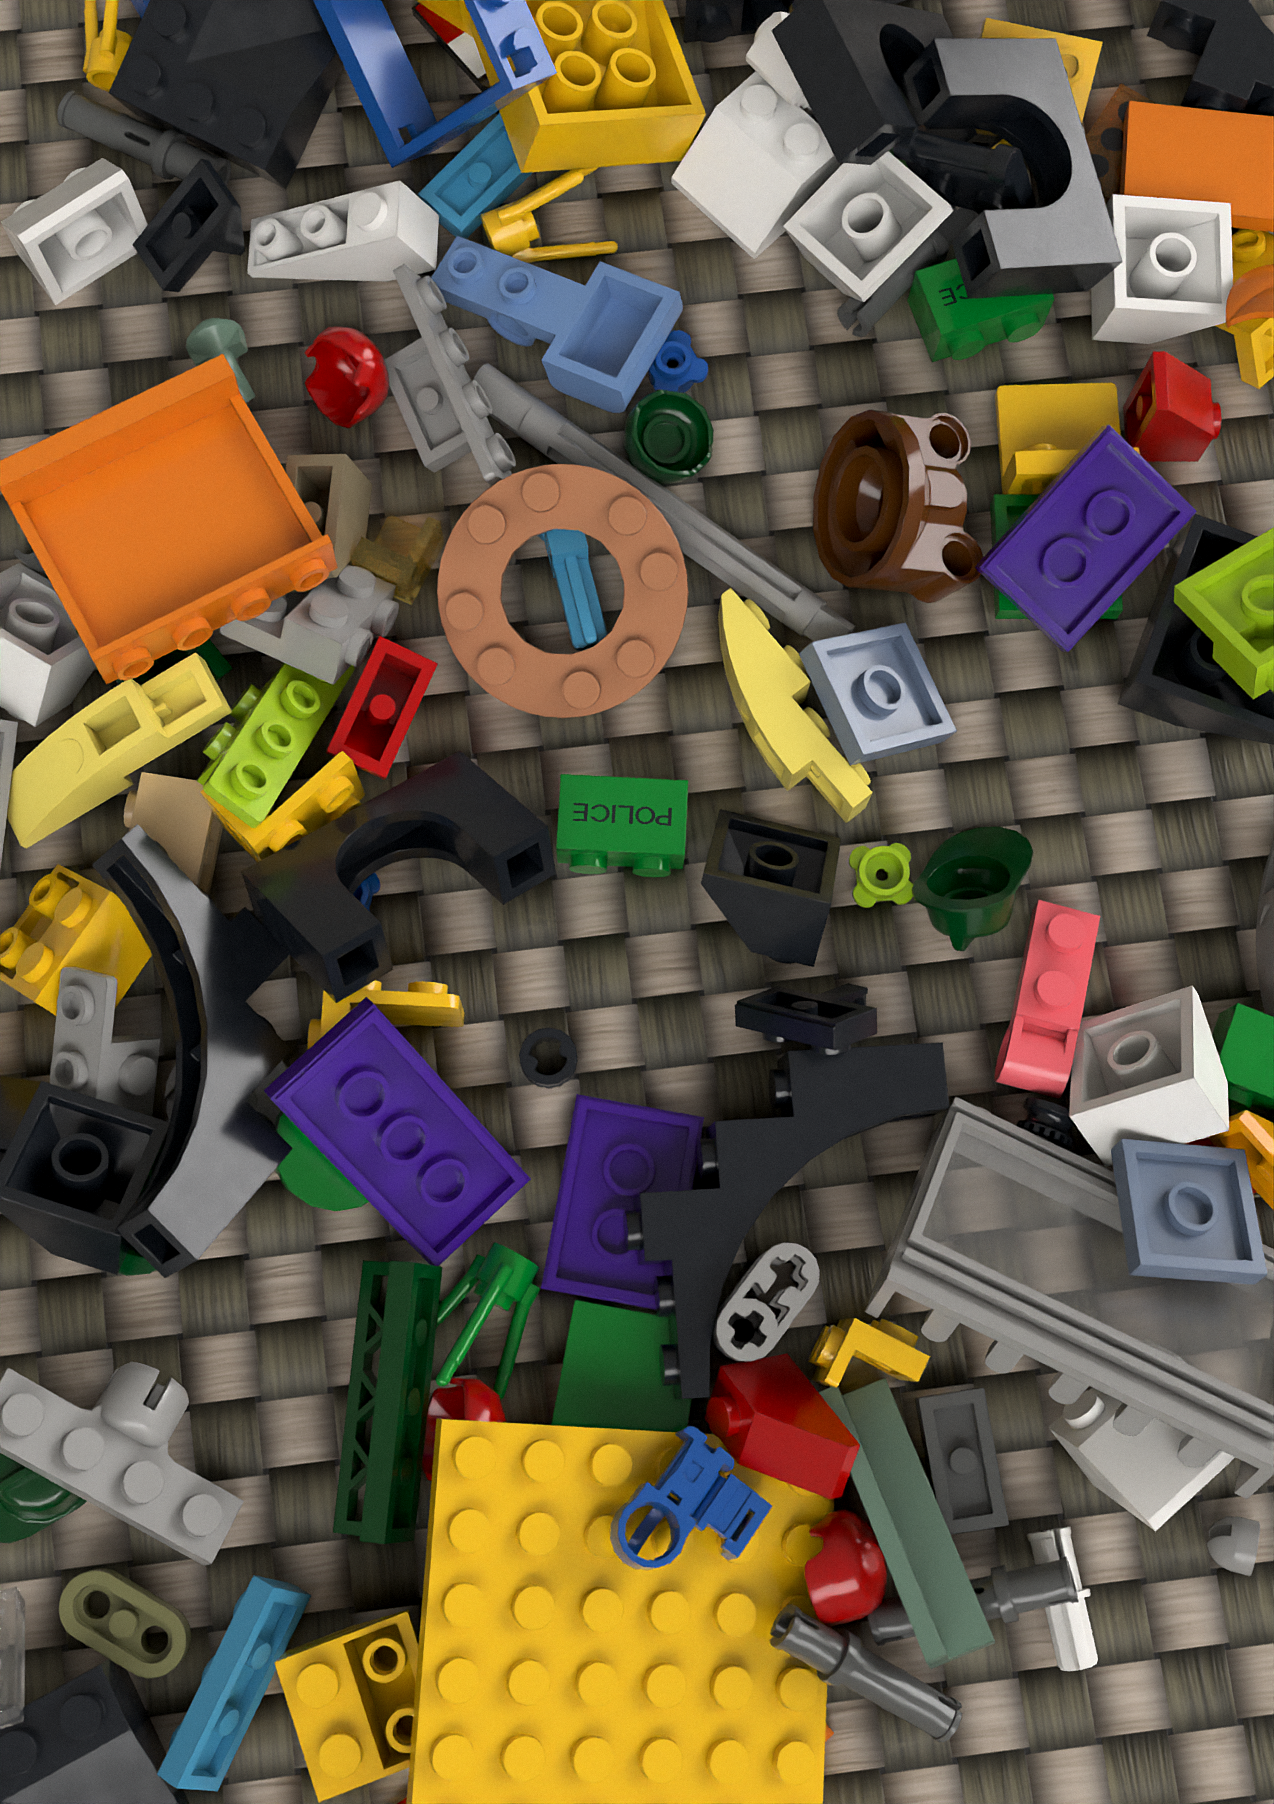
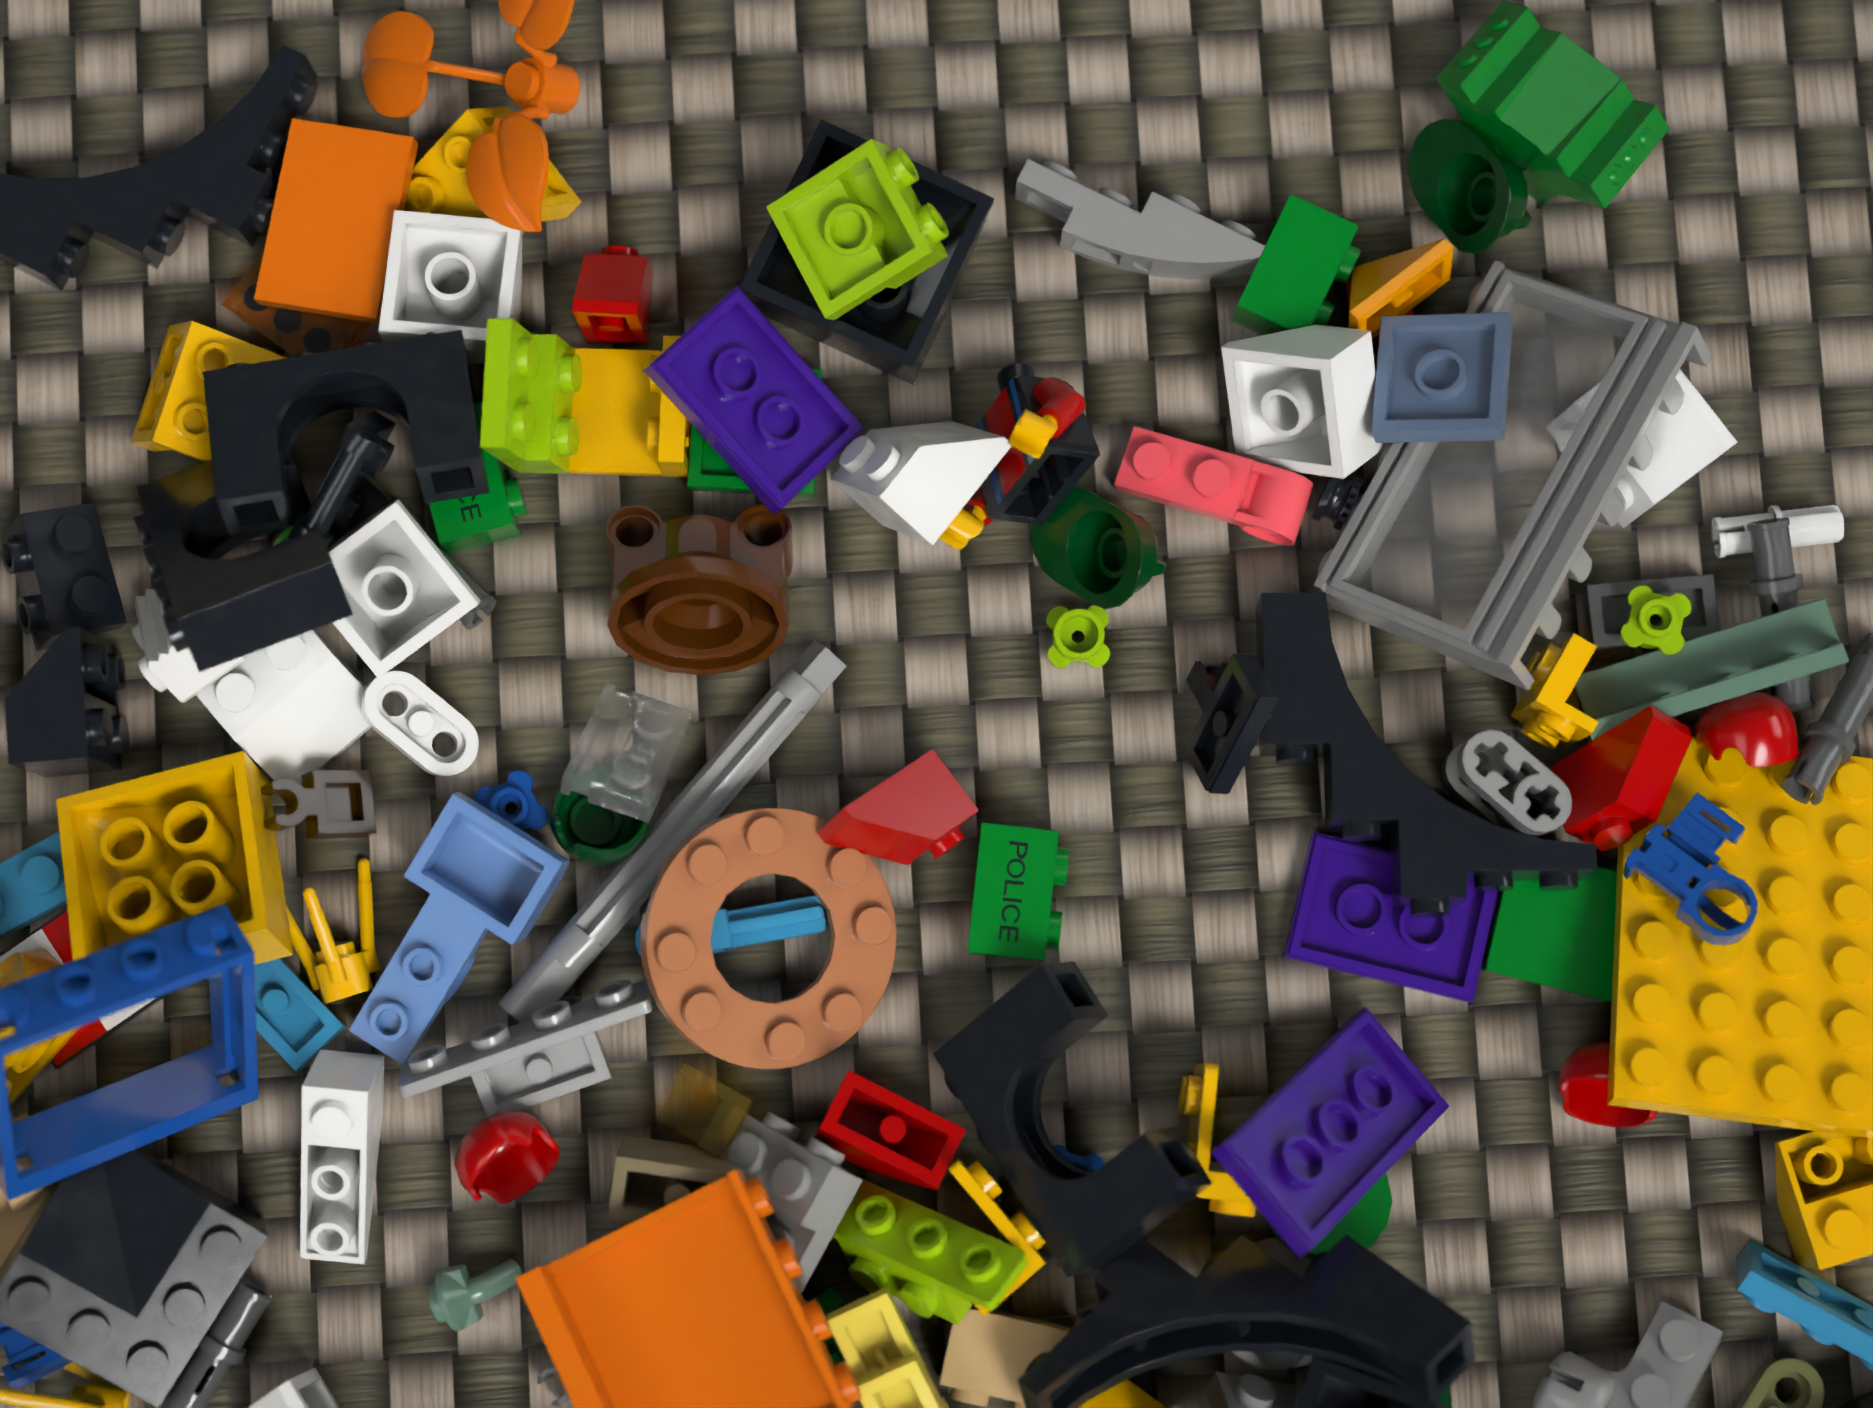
camera: 85 degrees left, 5 degrees up
(189, 227) = (321, 1323): black slope -> none
(397, 1403) = (1574, 1143): dark green fence -> none
(502, 1279) = (1463, 1039): green plant -> none
(530, 1064) = (1241, 963): black bush -> none
(665, 205) = (329, 802): none -> plate
(691, 708) = (905, 815): none -> red slope
(732, 455) = (627, 752): none -> clear plate
(743, 276) = (421, 720): none -> white plate
(767, 691) = (880, 737): light yellow slope -> none
(772, 884) = (1084, 745): black slope -> none
(877, 693) = (896, 624): sand blue plate -> none
(938, 1472) = (1639, 630): none -> lime plate
(1030, 696) = (918, 474): none -> white slope
(1058, 806) = (1046, 458): none -> torso
(1063, 327) = (529, 398): none -> lime plate
(1234, 1543) = (1734, 367): light grey hinge -> none

